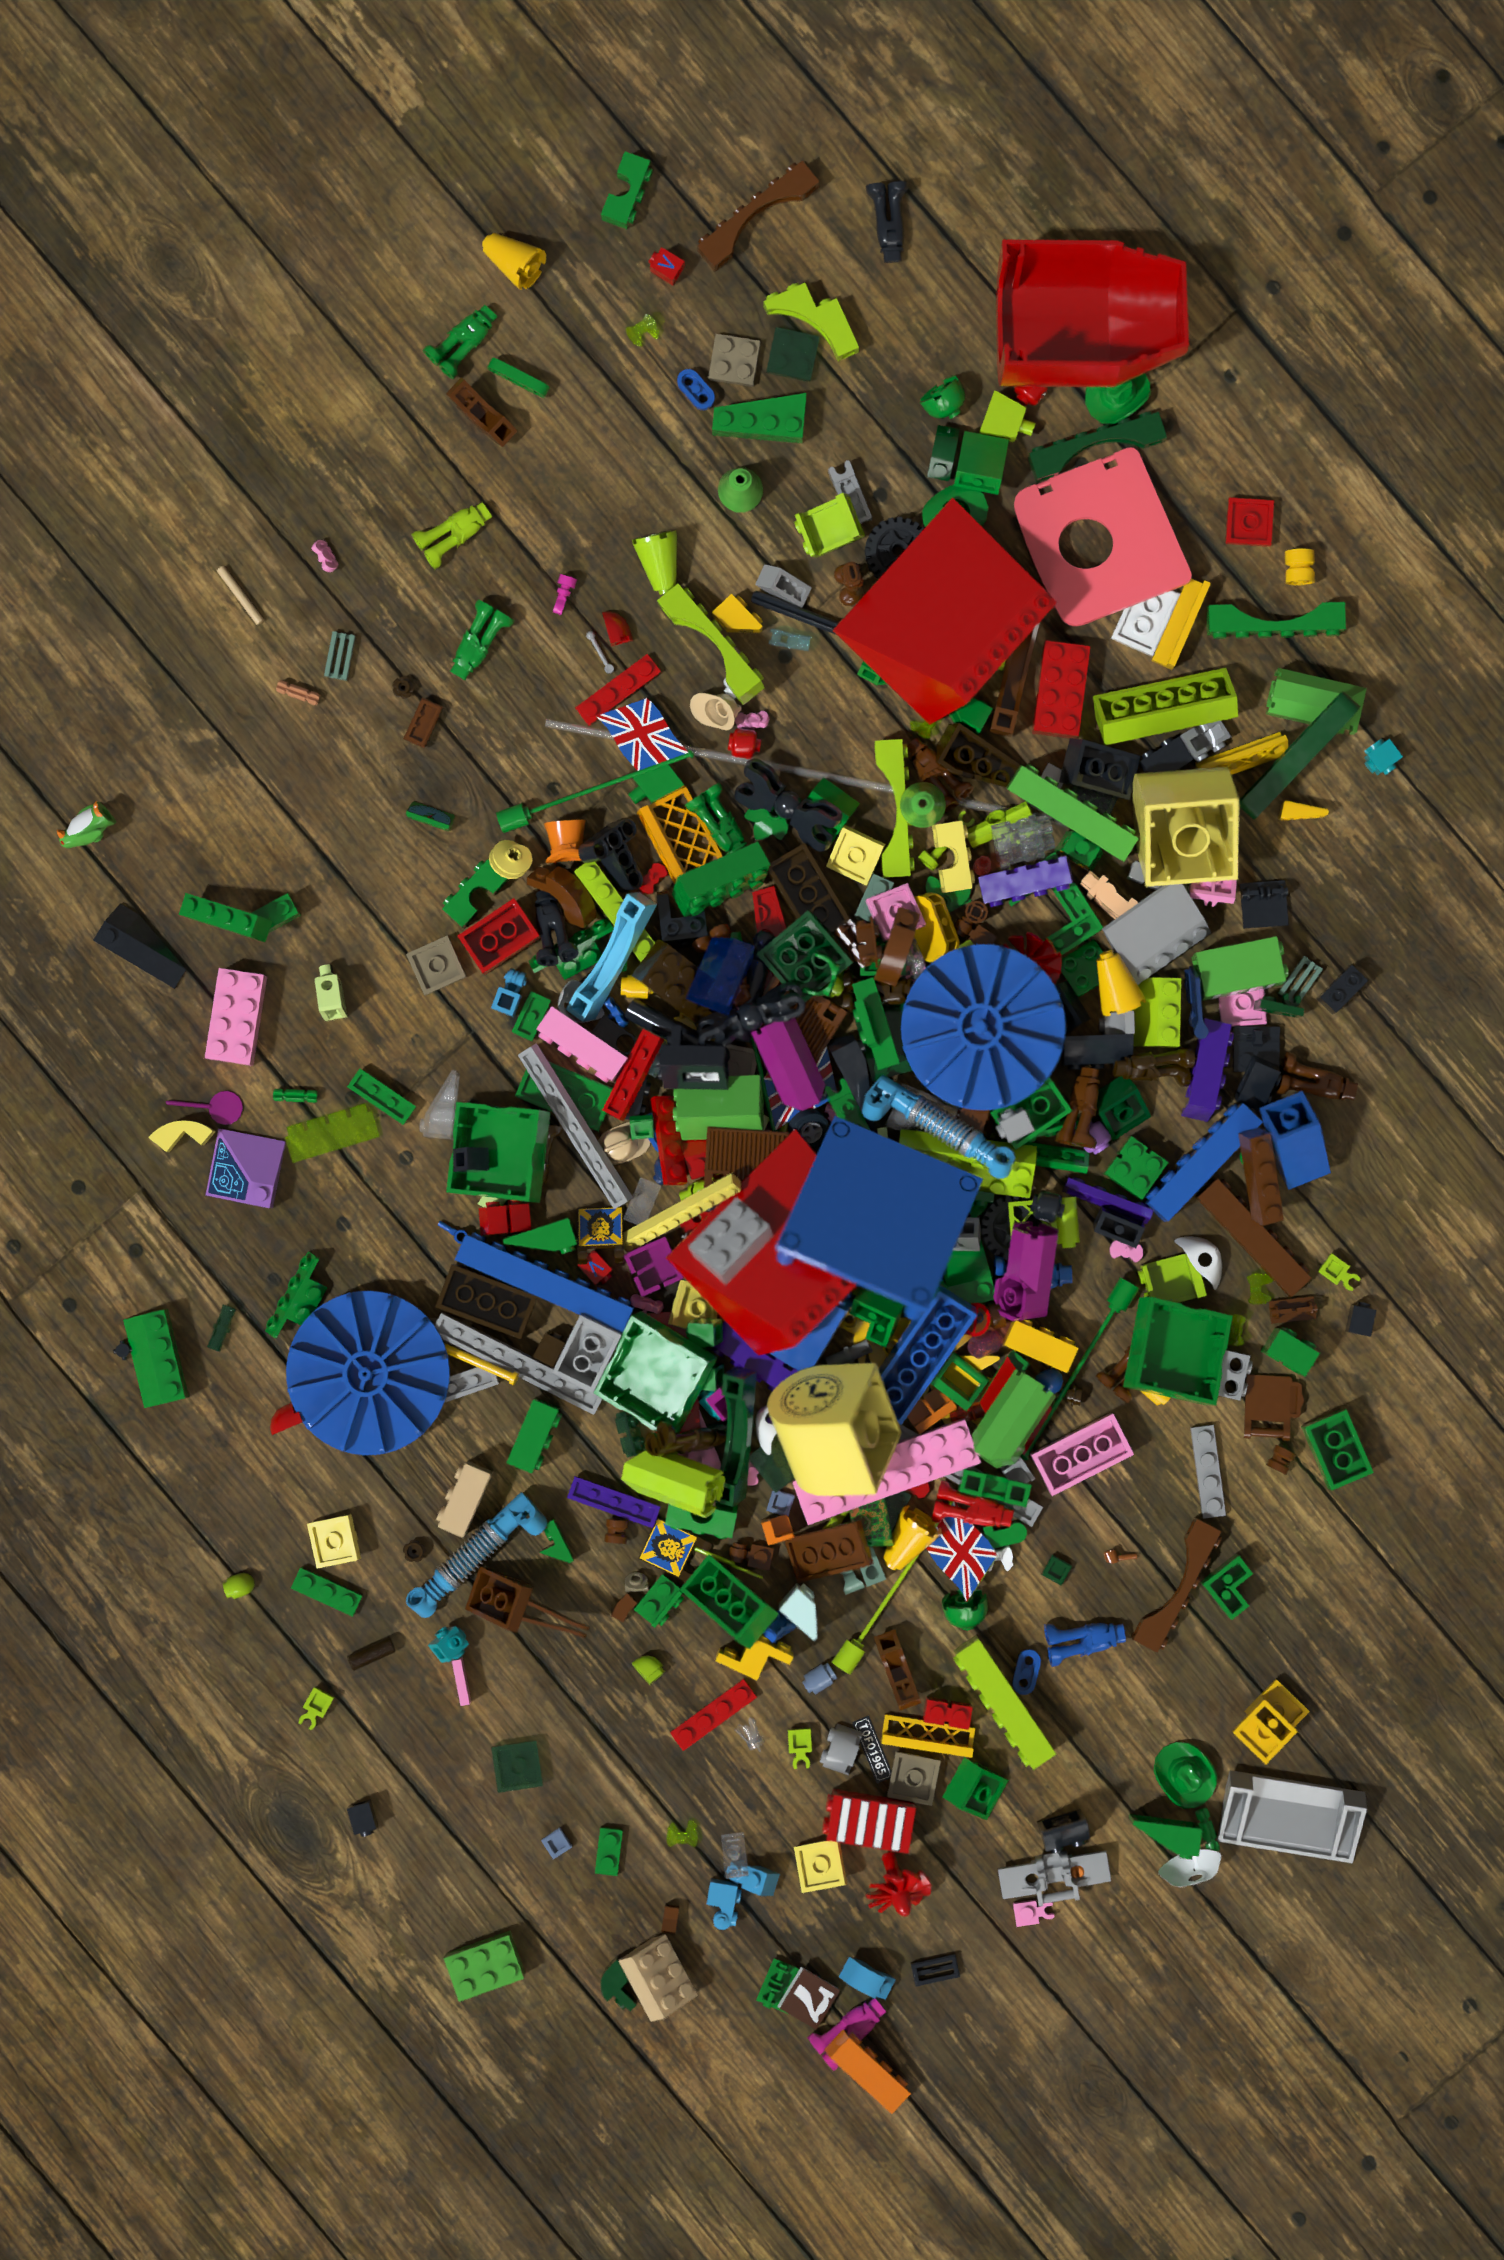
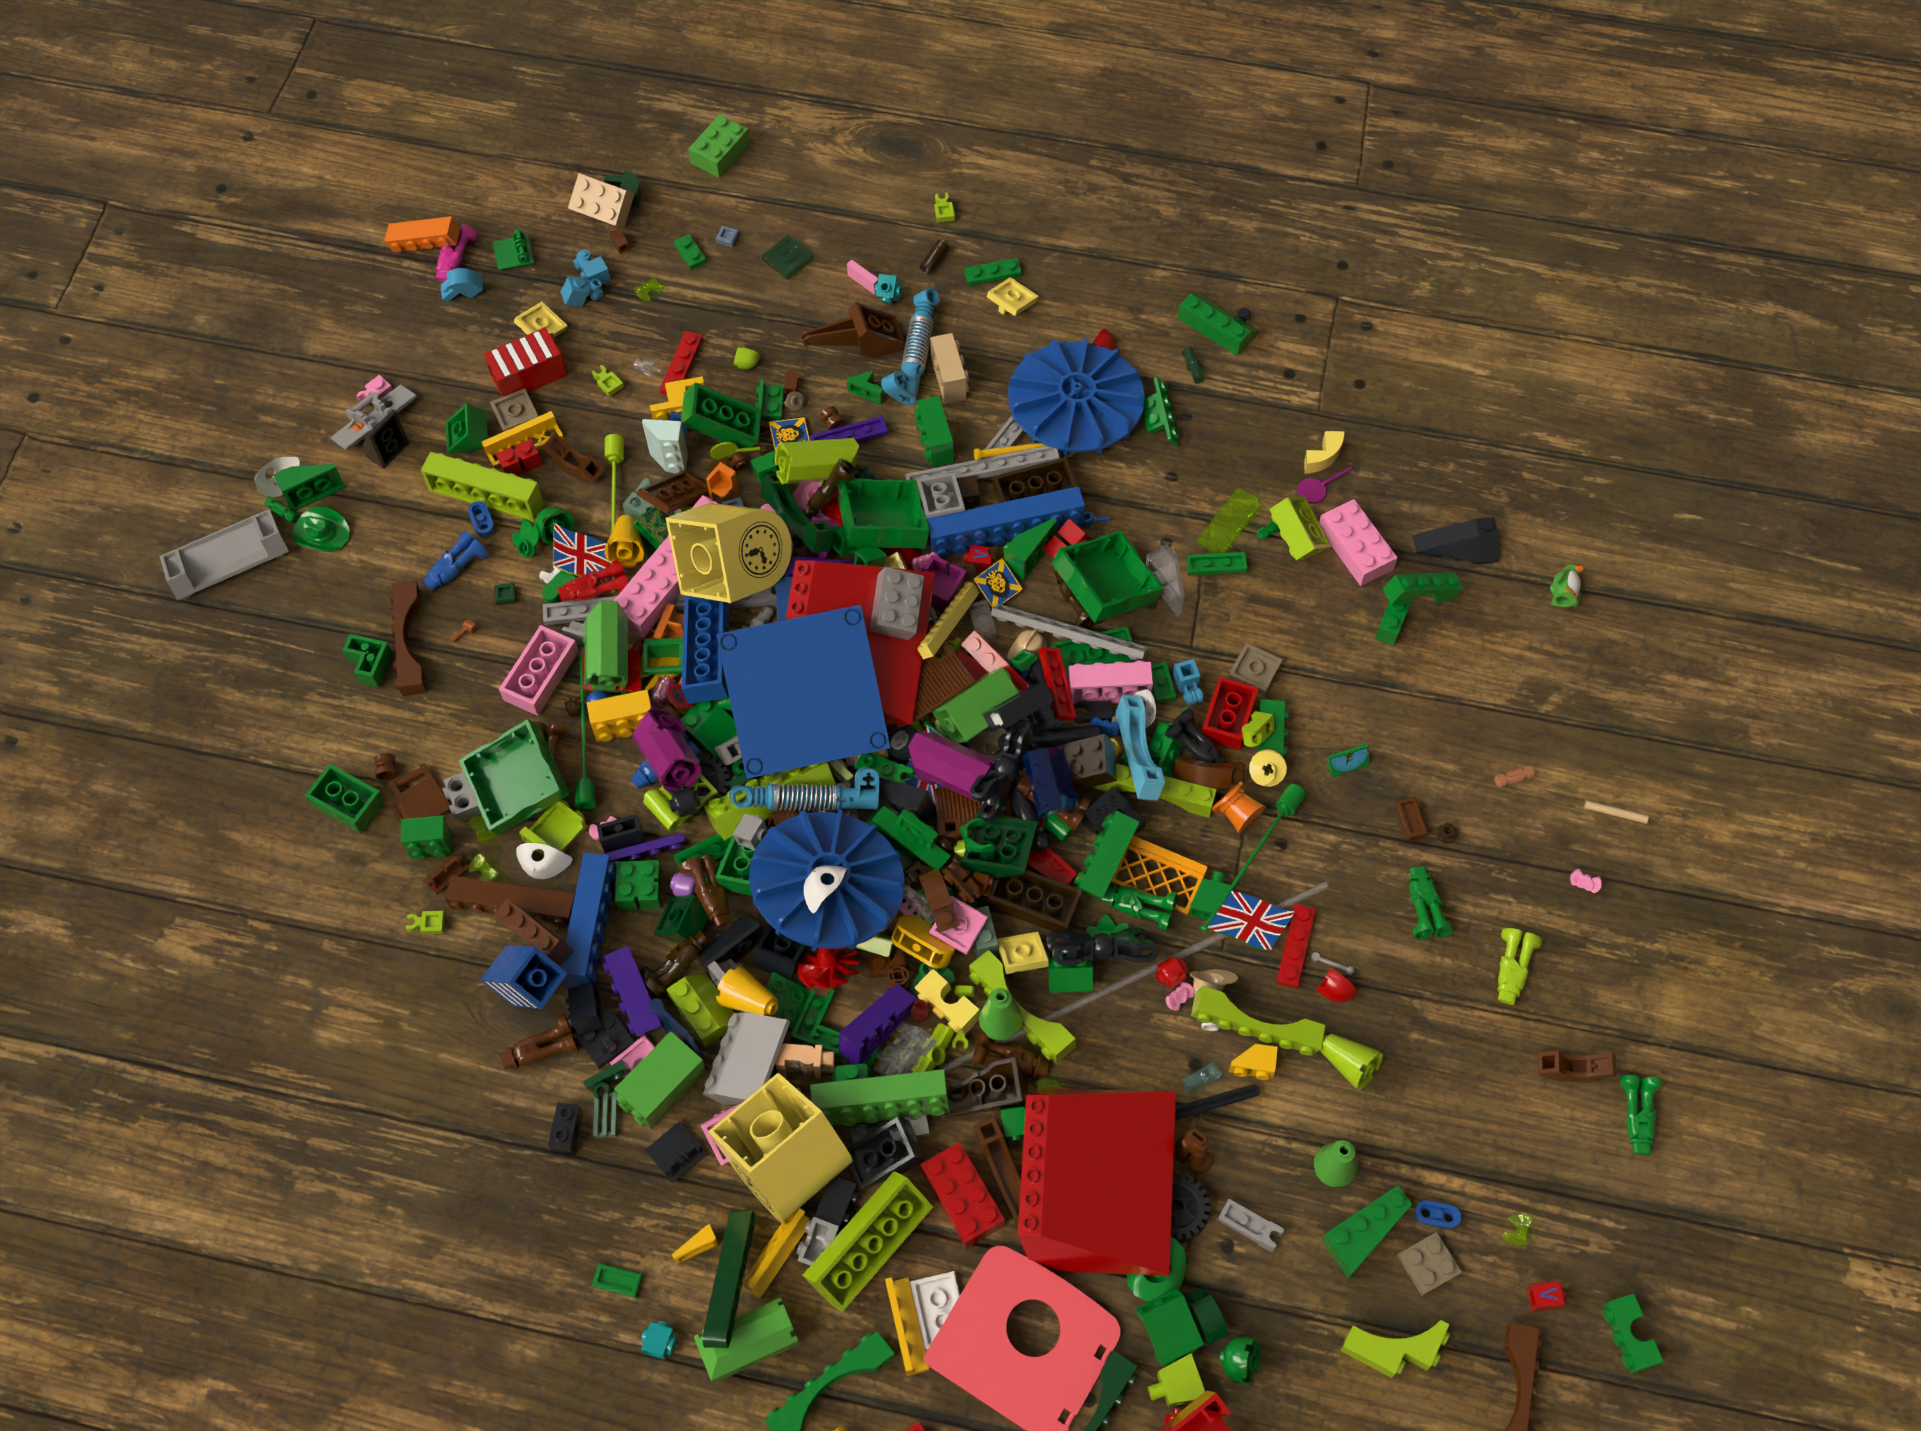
camera: 145 degrees right, 25 degrees down
(238, 1585) = (1051, 239): lime piece -> none
(245, 1168) = (1262, 462): medium lavender slope -> none
(276, 1069) = (1299, 527): none -> lime slope
(330, 1002) = (1309, 596): yellowish green torso -> none
(343, 637) = (1501, 807): sand green tile -> none
(362, 1818) = (863, 172): black brick -> none
(409, 1555) = (956, 322): dark brown plate -> none
(471, 1159) = (1121, 558): black brick -> none
(490, 896) = (1257, 730): none -> lime leg
(515, 259) = (1661, 1205): yellow cone -> none
(518, 377) = (1574, 1117): green beam -> none
(566, 583) = (1401, 992): dark pink piece -> none
(611, 848) = (1201, 821): black beam -> none
(652, 878) = (1157, 831): red piece -> none
(734, 1855) = (603, 293): clear plate -> none
(783, 585) = (1241, 1111): light grey arch -> none
(793, 354) = (1388, 1305): clear green plate -> none
(808, 1998) = (493, 253): reddish brown tile -> none
(819, 1678) = (625, 424): sand blue brick -> none
(829, 526) = (1245, 1184): lime panel -> none
(842, 1749) = (578, 399): light grey cylinder -> none
(873, 1749) = (561, 415): black sticker -> none
(900, 1889) = (474, 336): red piece -> none
(940, 1959) = (420, 322): black tile -> none
(994, 1487) = (576, 609): green arch -> none
(999, 1612) = (526, 539): none -> green plate
(1011, 1008) = (816, 891): none -> white piece
(1207, 1471) = (436, 725): light grey plate -> none
(1270, 1721) = (277, 594): yellow bracket -> none
(1361, 1319) = (386, 900): black brick -> none
(1382, 832) = (617, 1280): none -> green tile

